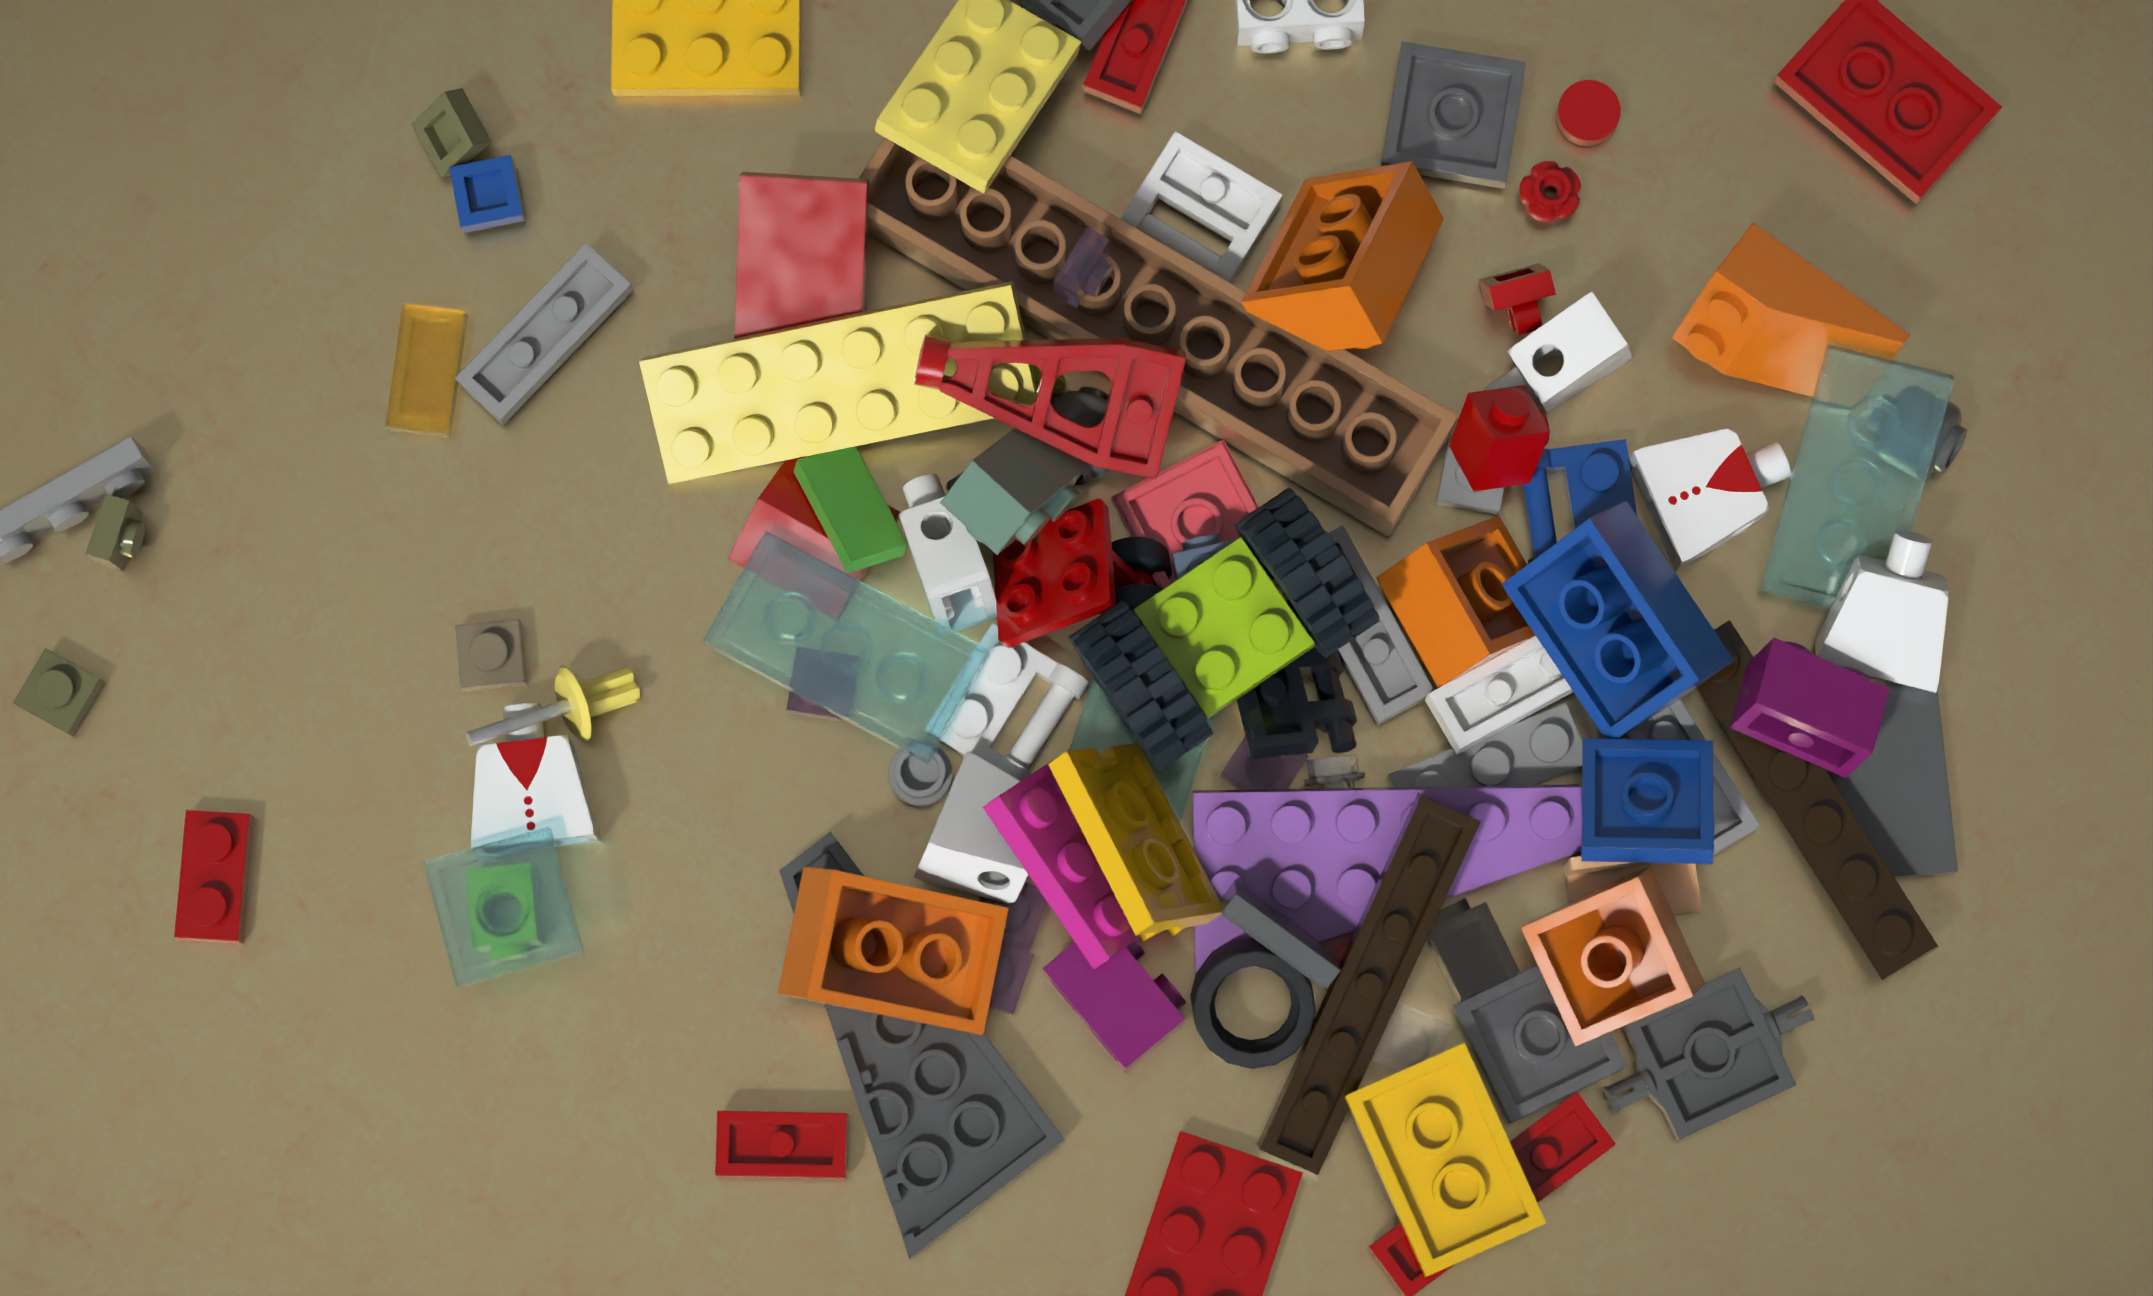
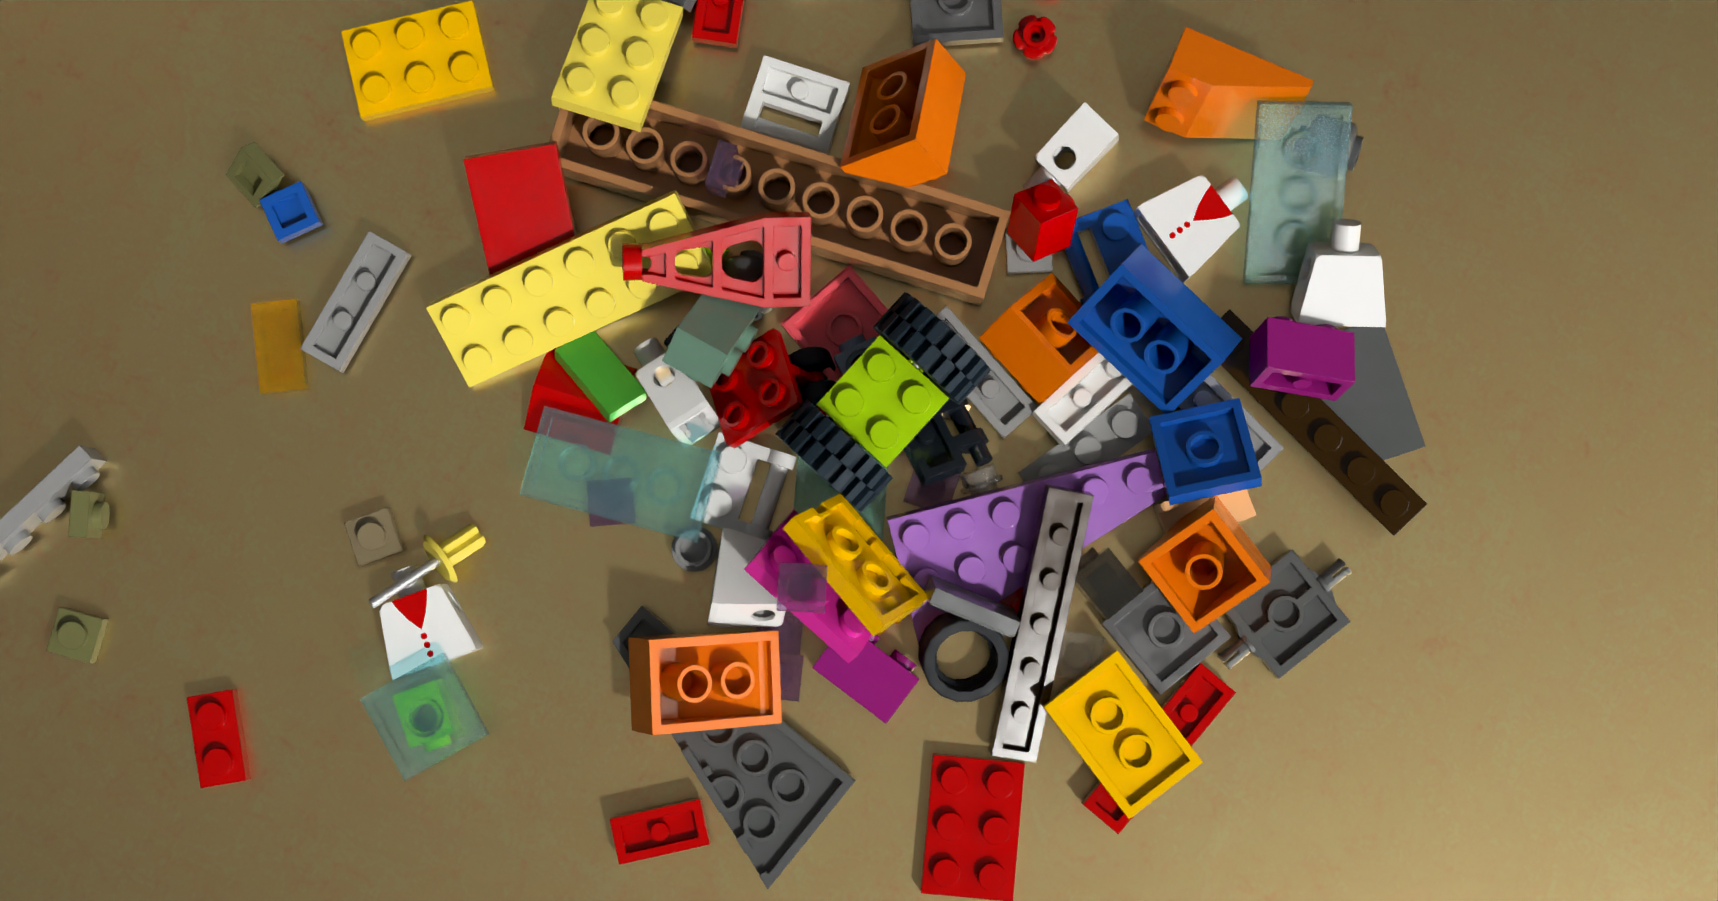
camera: 20 degrees left, 5 degrees up
(1055, 845) = (801, 587): none -> clear purple plate
(1518, 293) = (1030, 114): red tile -> none

